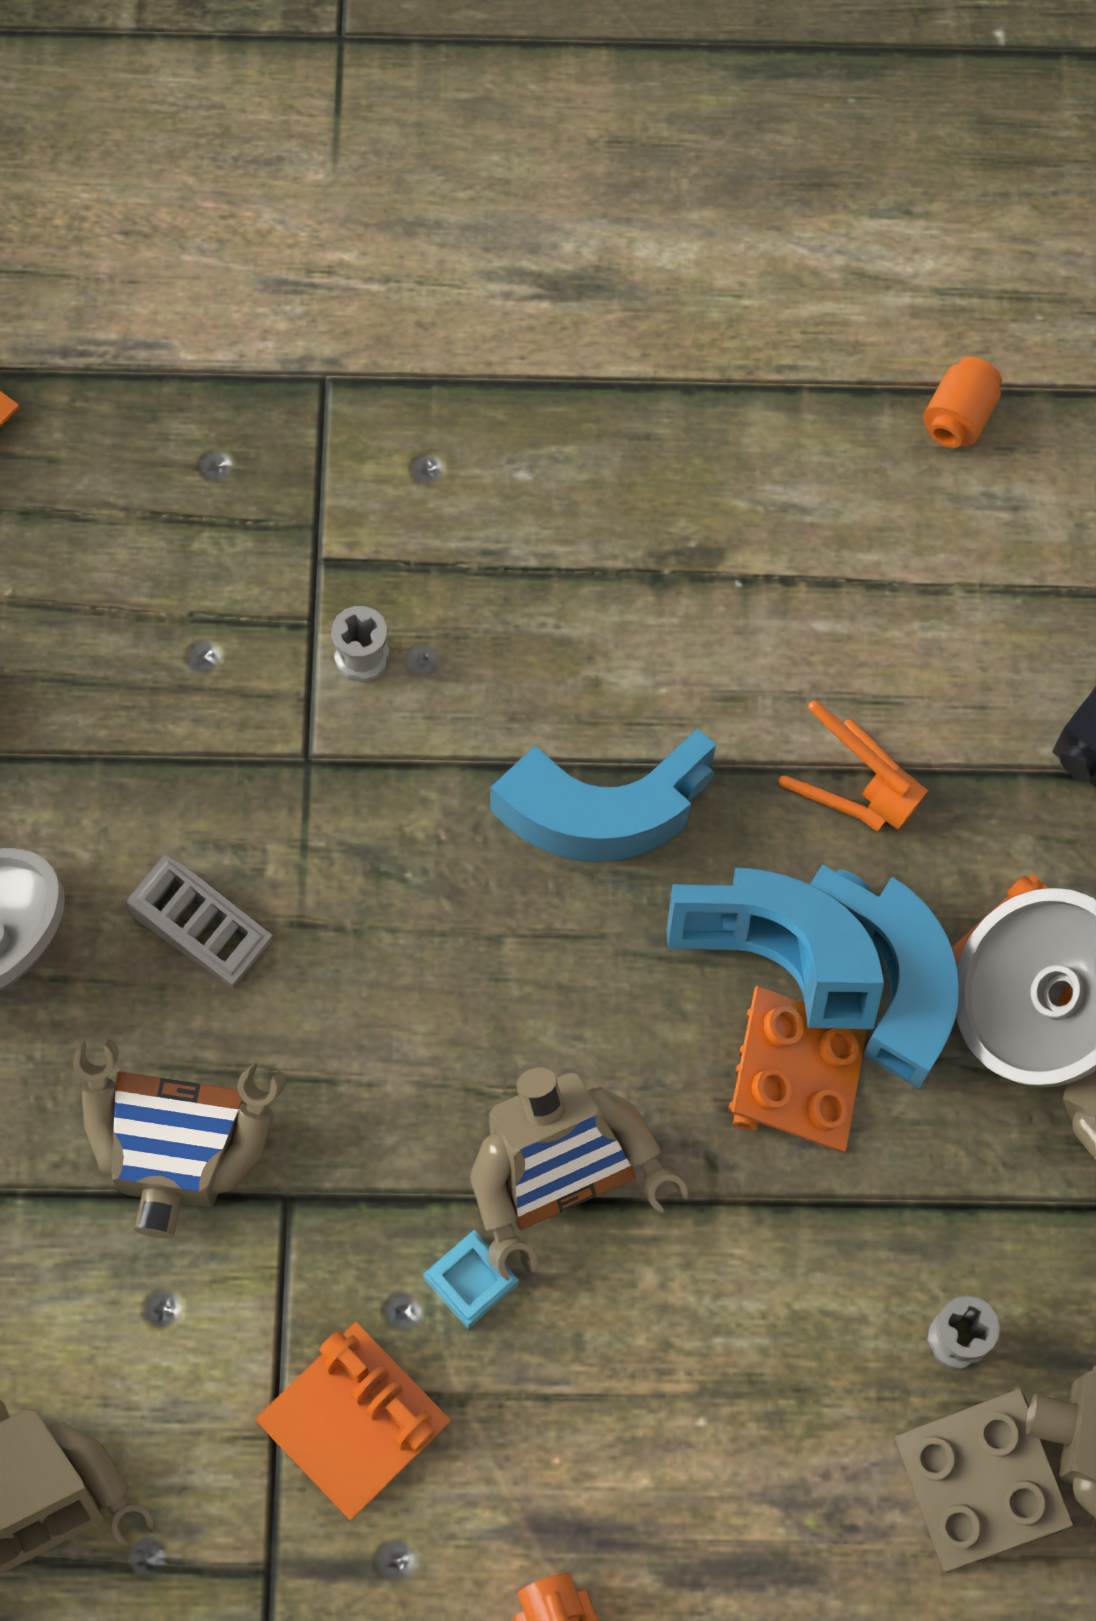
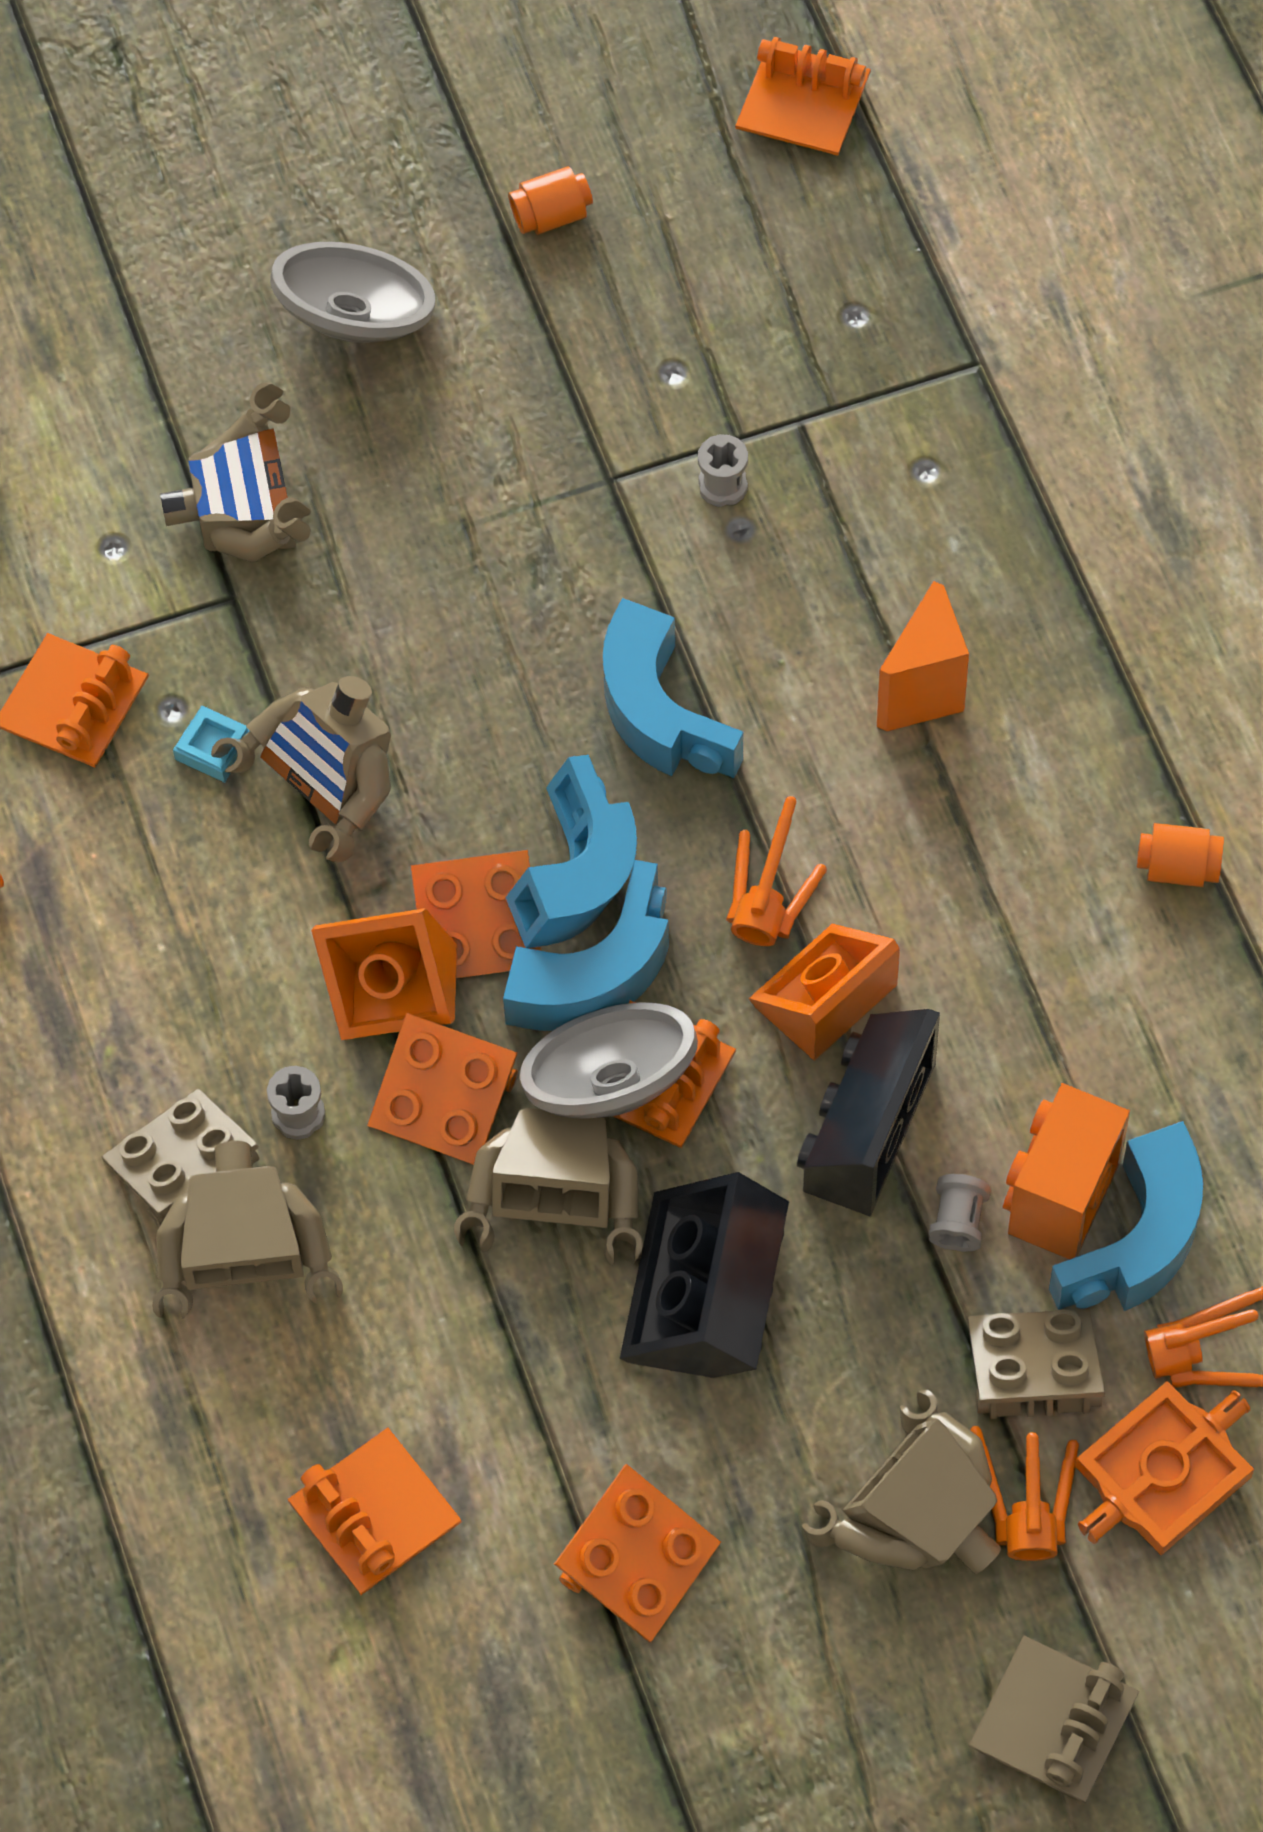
camera: 75 degrees right, 5 degrees down
(155, 888) = (438, 414): light grey slope -> none
(678, 530) = (925, 668): none -> orange slope
(859, 1183) = (387, 969): none -> orange slope
(992, 1175) = (443, 1088): none -> orange hinge
(998, 759) = (829, 986): none -> orange slope

